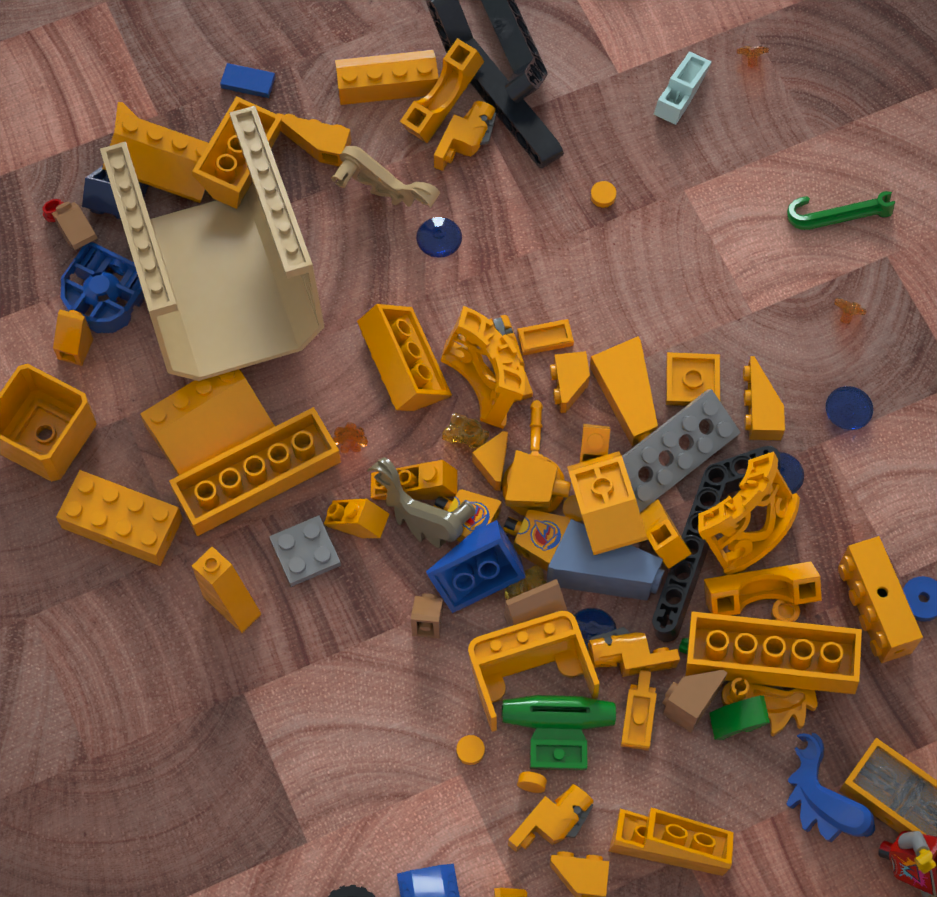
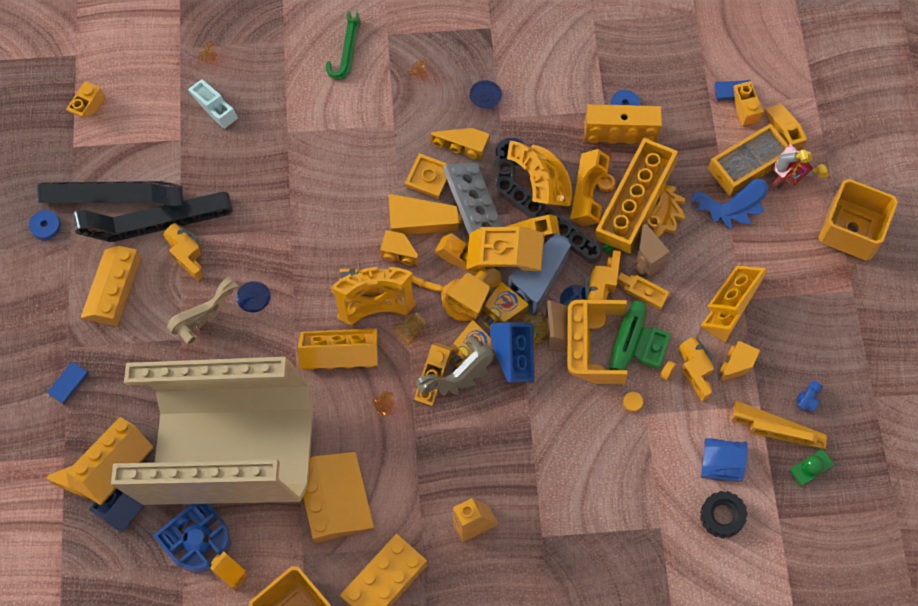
camera: 70 degrees left, 0 degrees up
(50, 207) = (113, 555): red plate -> none
(73, 225) = (137, 541): medium nougat slope -> none
(223, 165) = (131, 404): light orange slope -> none
(255, 471) = (386, 474): light orange brick -> none
(305, 551) = (454, 462): light grey plate -> none
(318, 139) = (143, 348): light orange slope -> none
(357, 518) = (445, 418): light orange slope -> none
(427, 616) = (534, 394): medium nougat slope -> none
(458, 70) = (148, 249): light orange arch -> none
(491, 458) = (438, 317): light orange slope -> none
(545, 337) = (359, 252): light orange tile -> none
(603, 194) = (269, 181): light orange tile -> none
(739, 717) = (670, 230): green slope -> none

